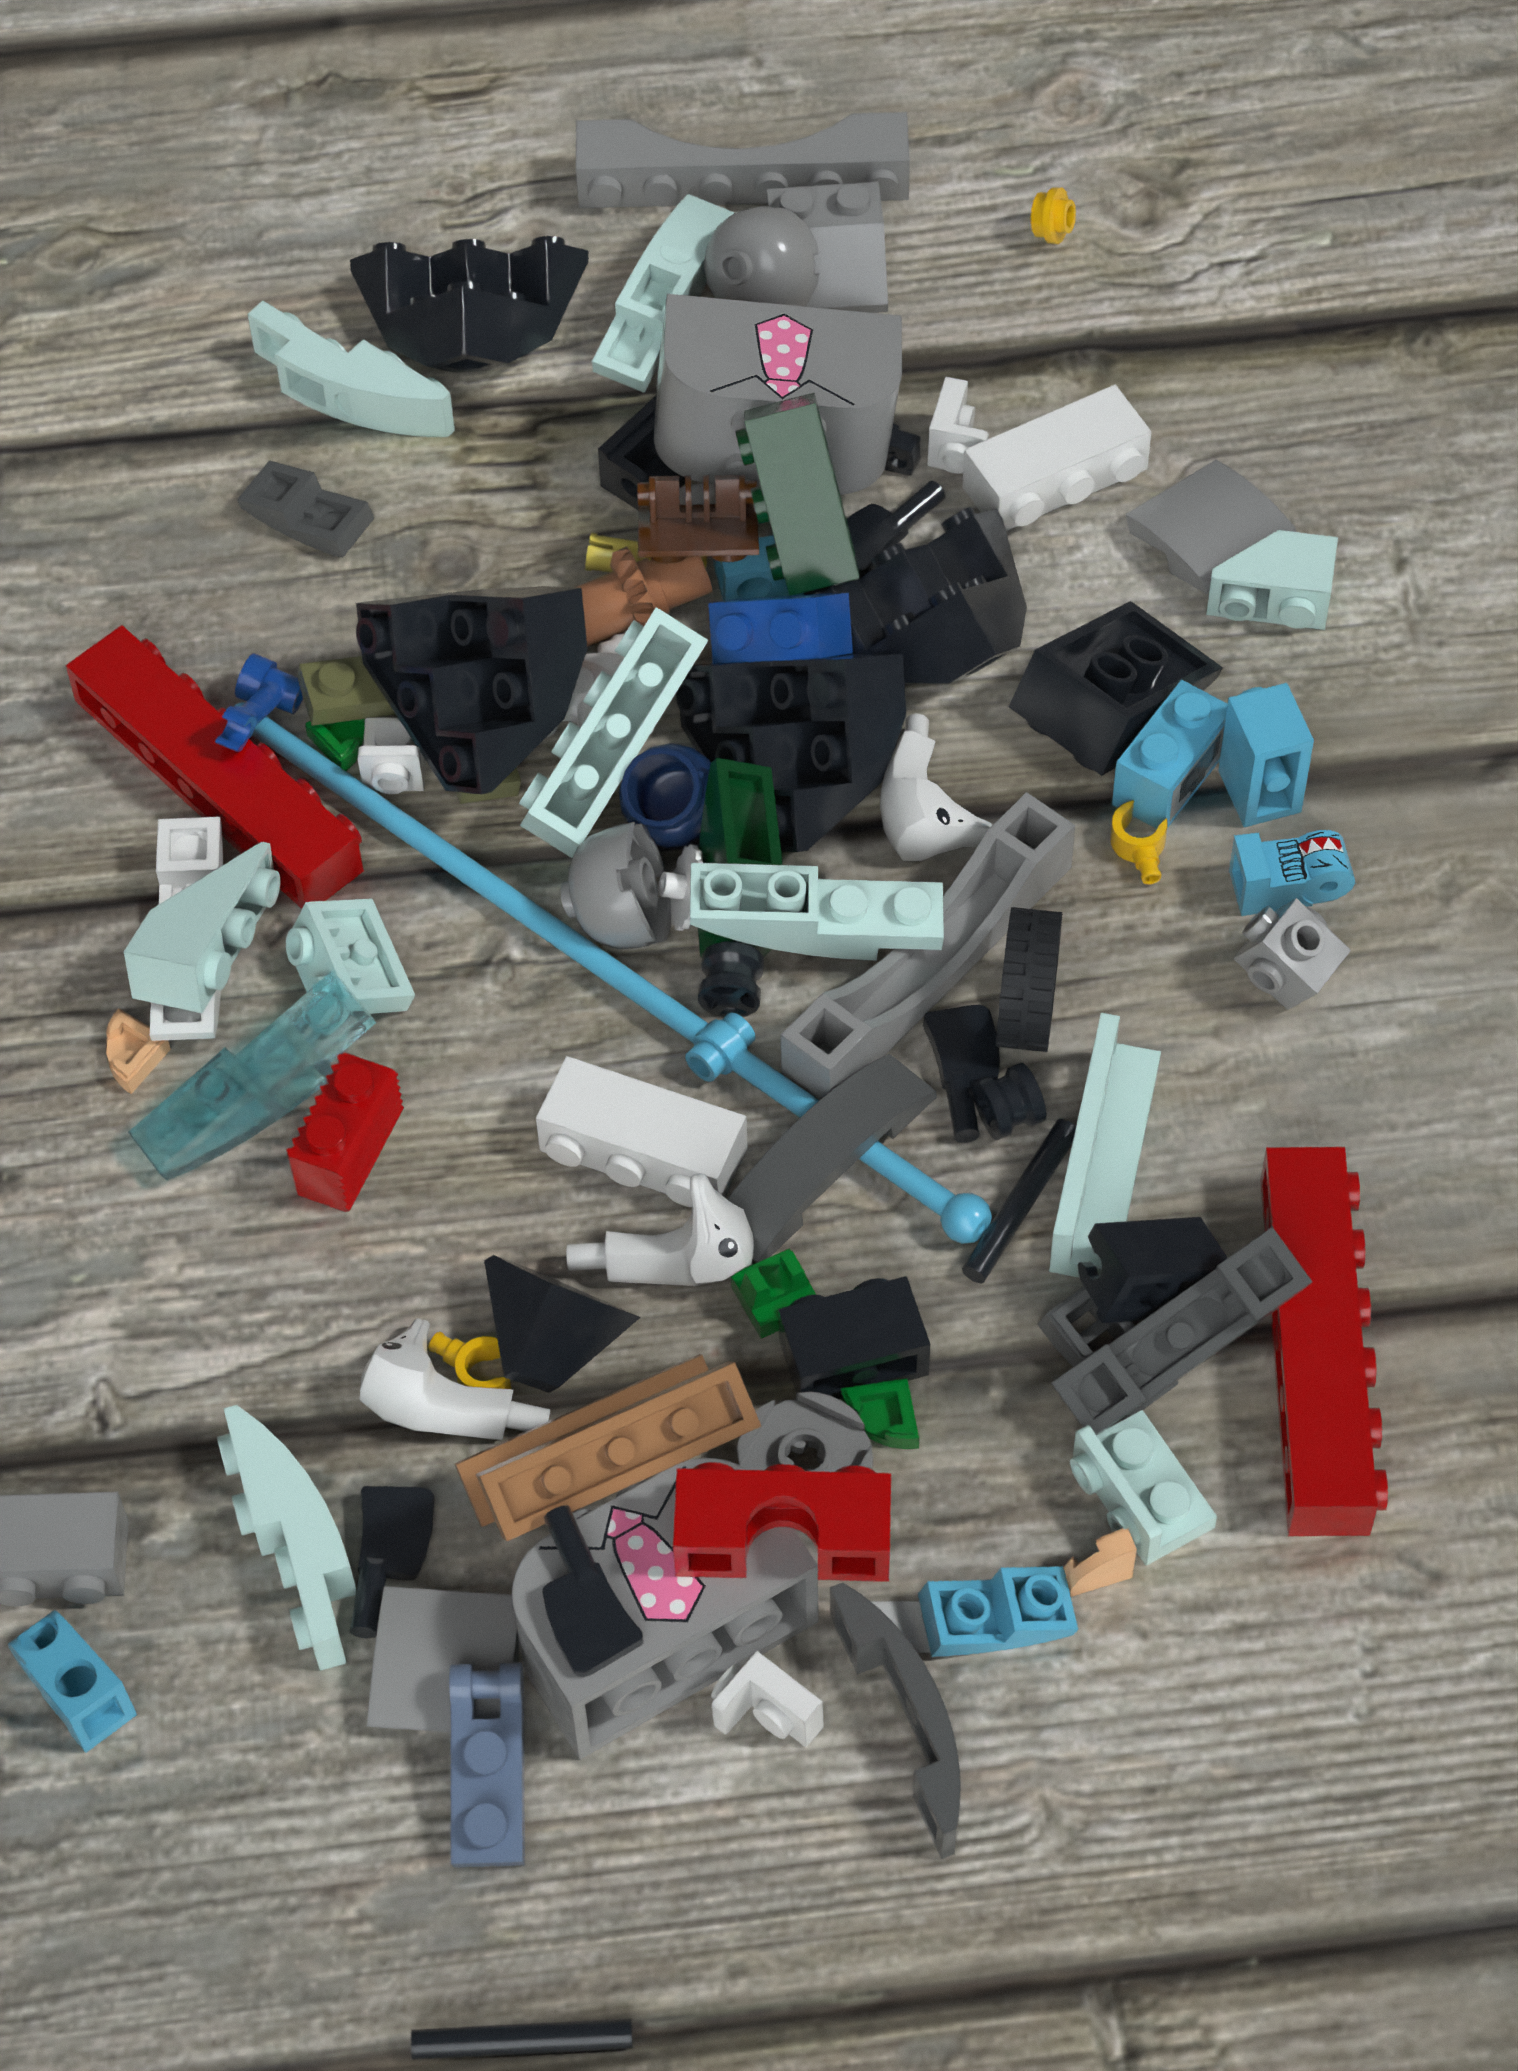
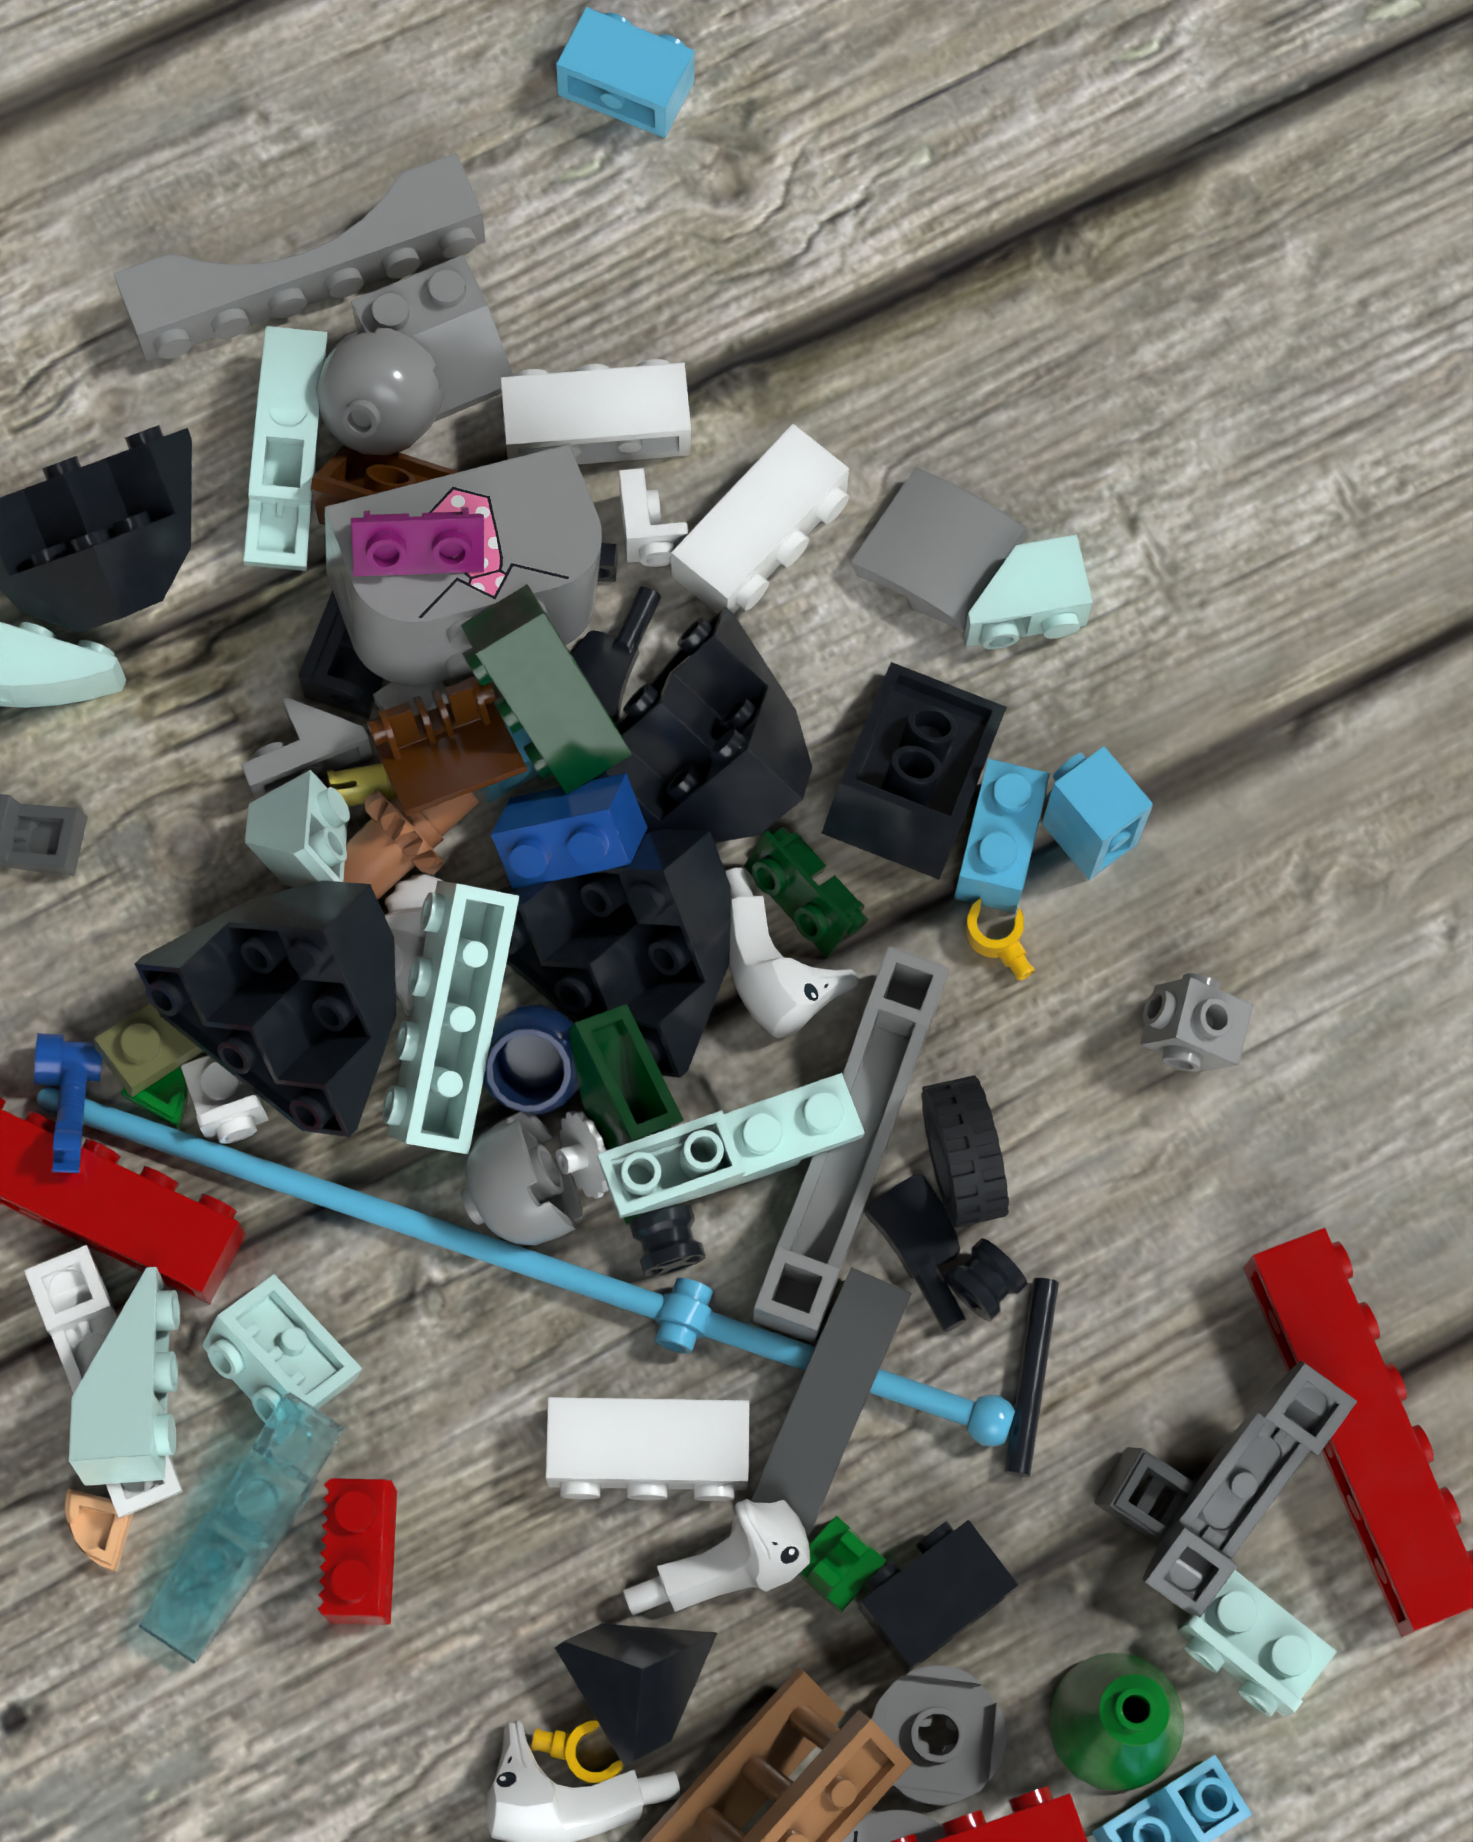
camera: 25 degrees left, 15 degrees up
(548, 556) = (300, 831): none -> light aqua slope
(567, 522) = (321, 746): none -> light grey slope
(732, 332) = (418, 543): none -> magenta hinge
(886, 1412) = (989, 1653): green tile -> none
(960, 340) = (599, 412): none -> white brick
(966, 735) = (785, 871): none -> dark green hinge
(981, 1499) = (1095, 1735): none -> green cone
(1052, 215) = (646, 223): yellow plate -> none
(1082, 101) = (626, 71): none -> medium azure brick
(1104, 1145) = (1095, 1303): light aqua fence -> none
(1108, 1566) = (1249, 1741): light nougat tile -> none
(1146, 1264) = (1191, 1420): black hinge -> none
(1278, 871) = (1156, 925): medium azure leg -> none

